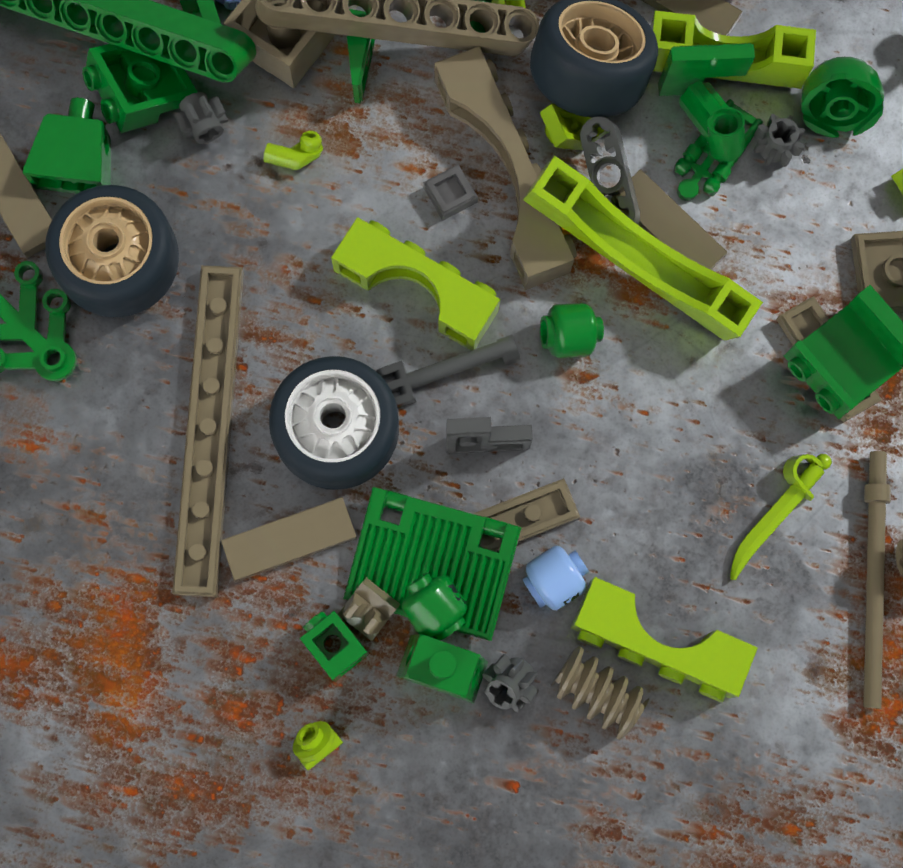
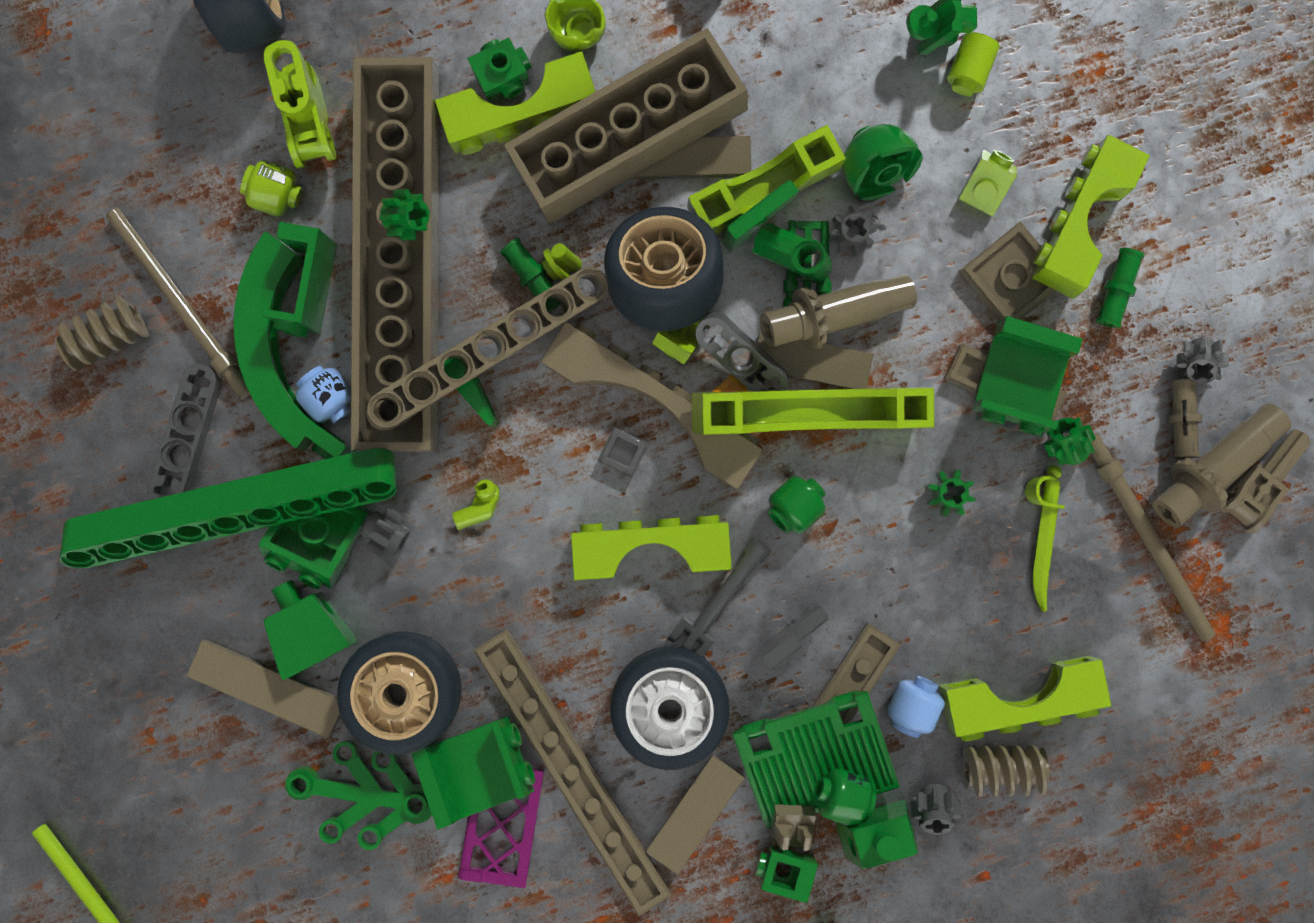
camera: 30 degrees left, 10 degrees up
(120, 464) = (523, 847): none -> magenta window
(123, 363) = (474, 772): none -> green panel
(699, 181) = (813, 316): none -> dark tan gear
(706, 418) = (940, 488): none -> green gear
(856, 439) = (1070, 441): none -> green gear

